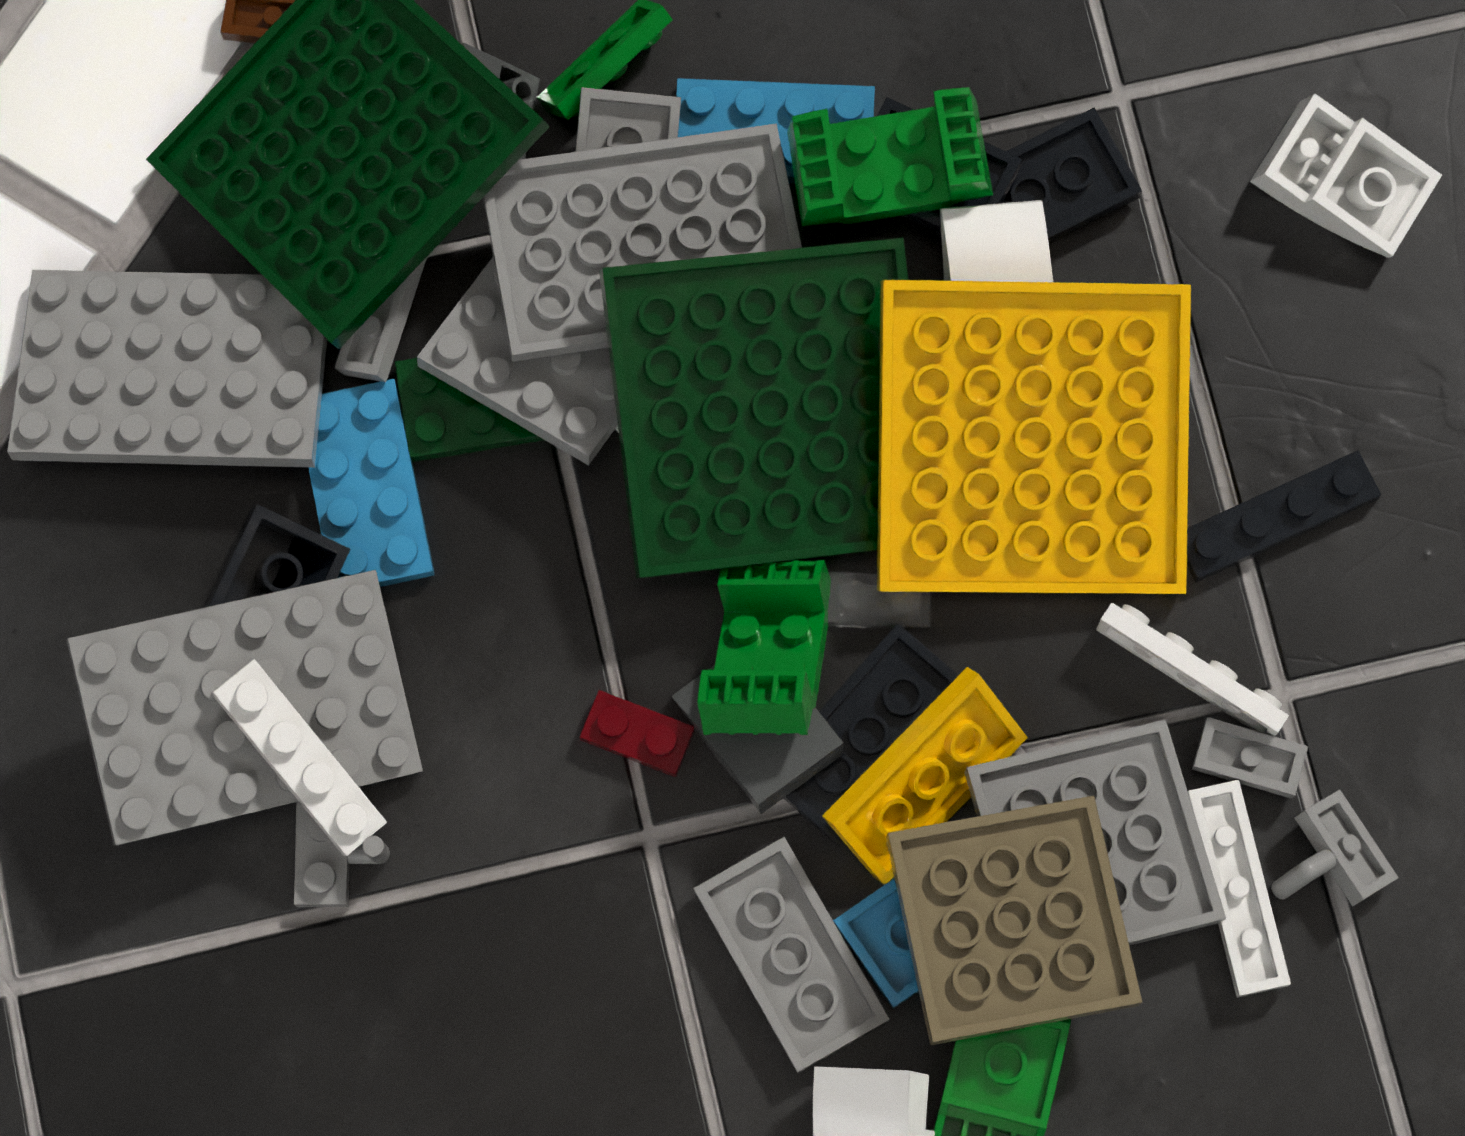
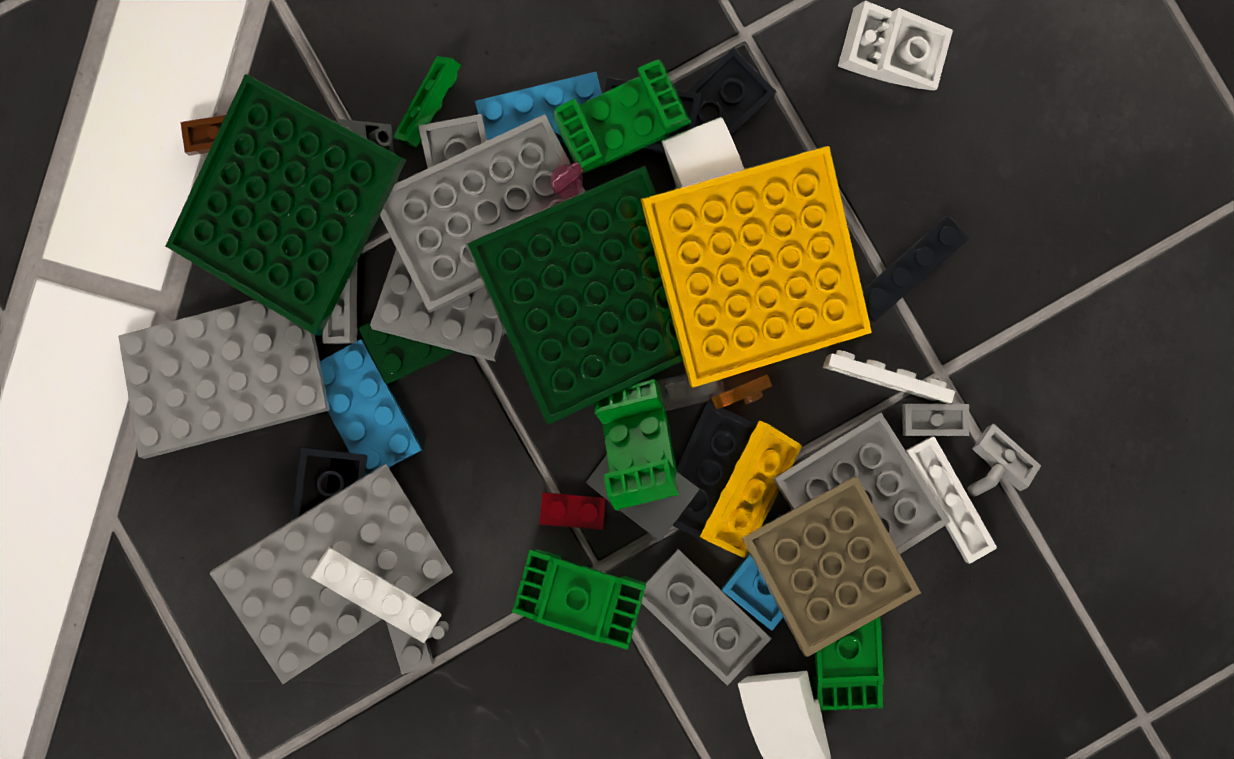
camera: 25 degrees left, 10 degrees up
(607, 862) = (579, 599): none -> green plate
(780, 225) = (567, 180): none -> clear pink plate
(964, 624) = (749, 391): none -> clear orange plate

